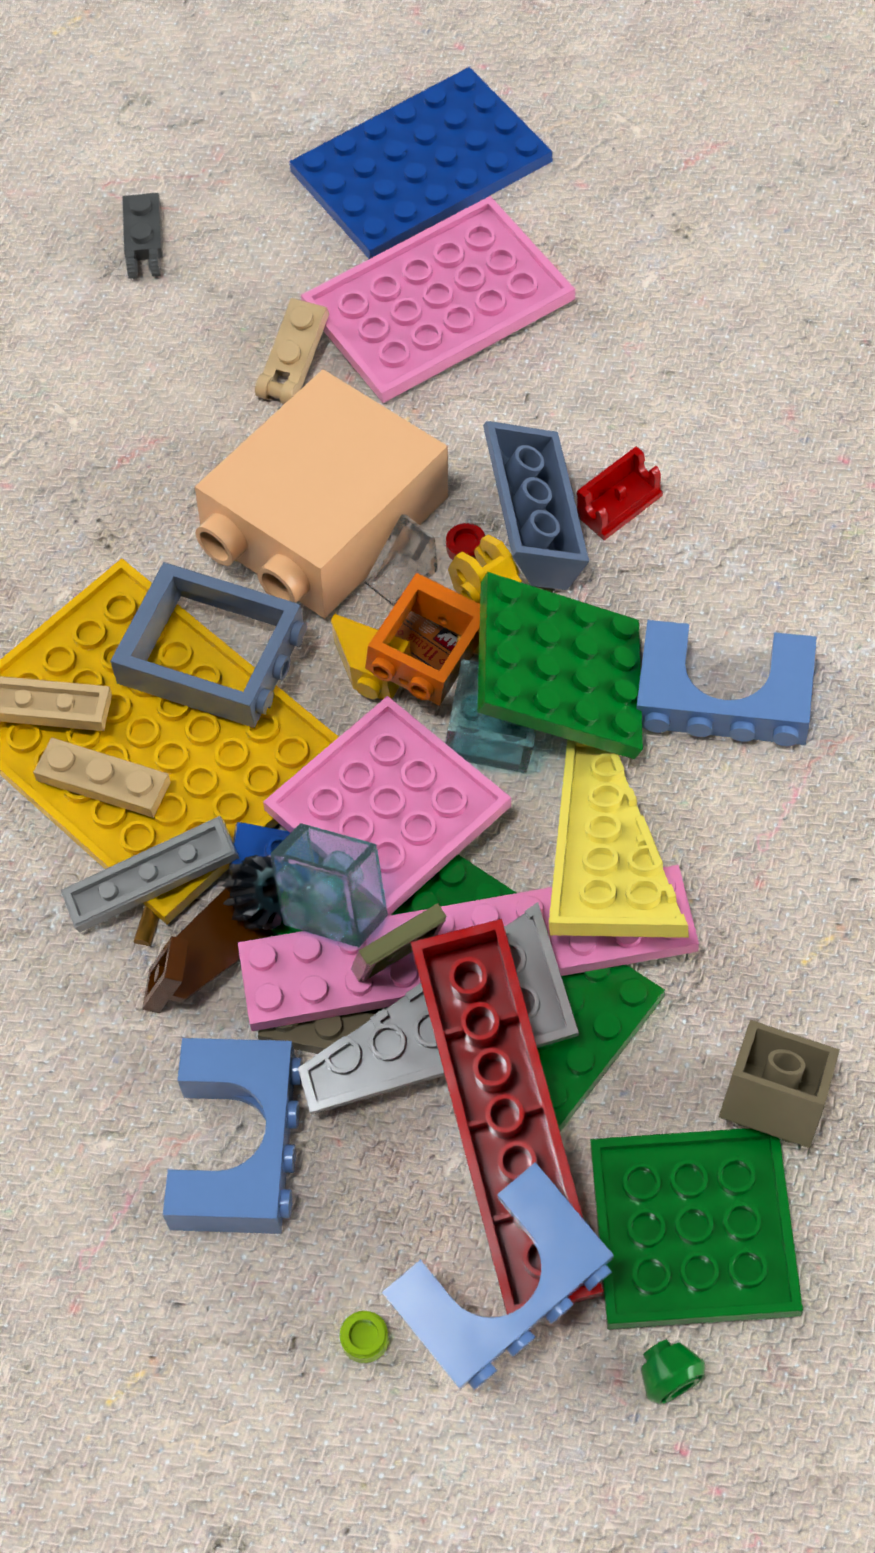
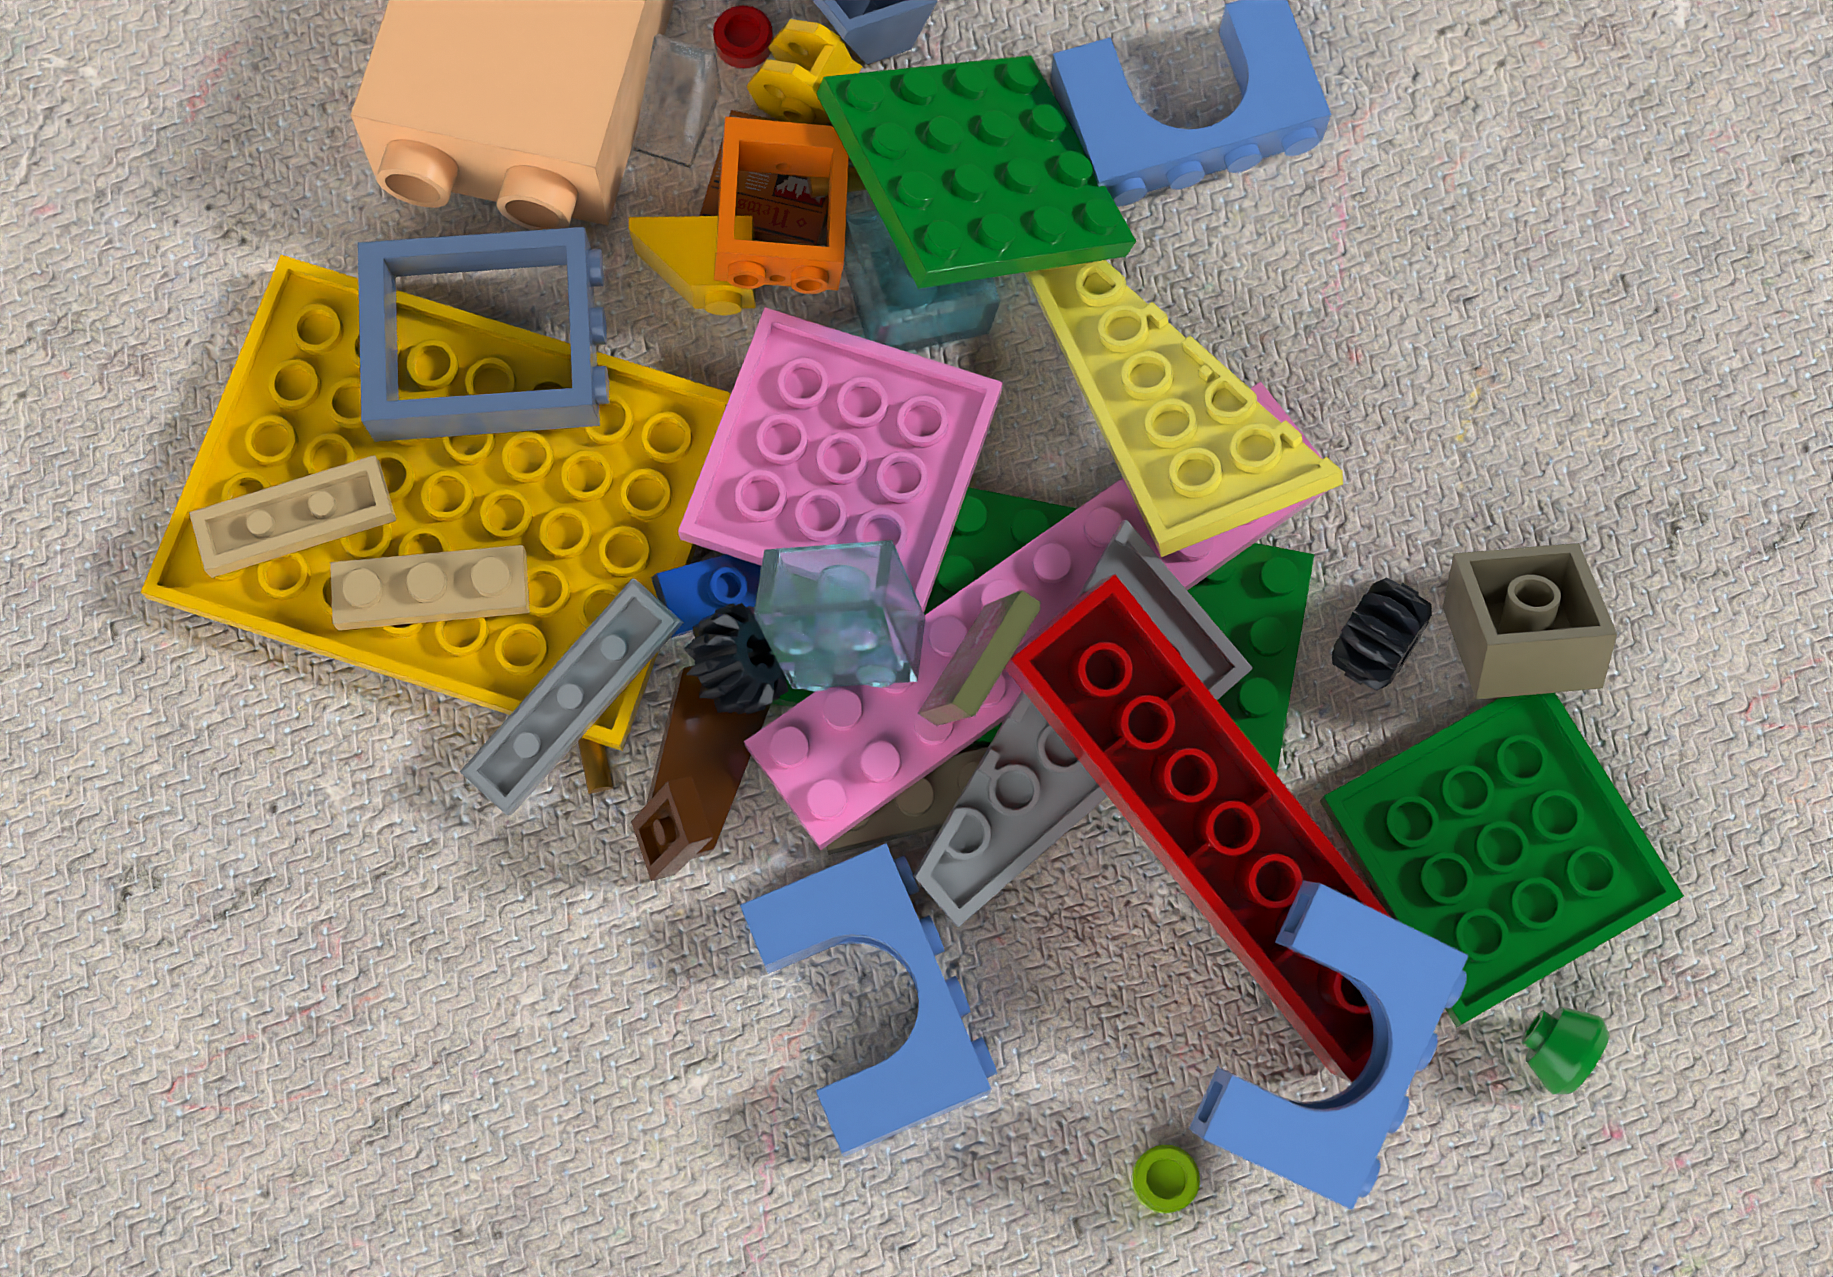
camera: 30 degrees left, 15 degrees up
(679, 1052) = (1381, 633): none -> black gear

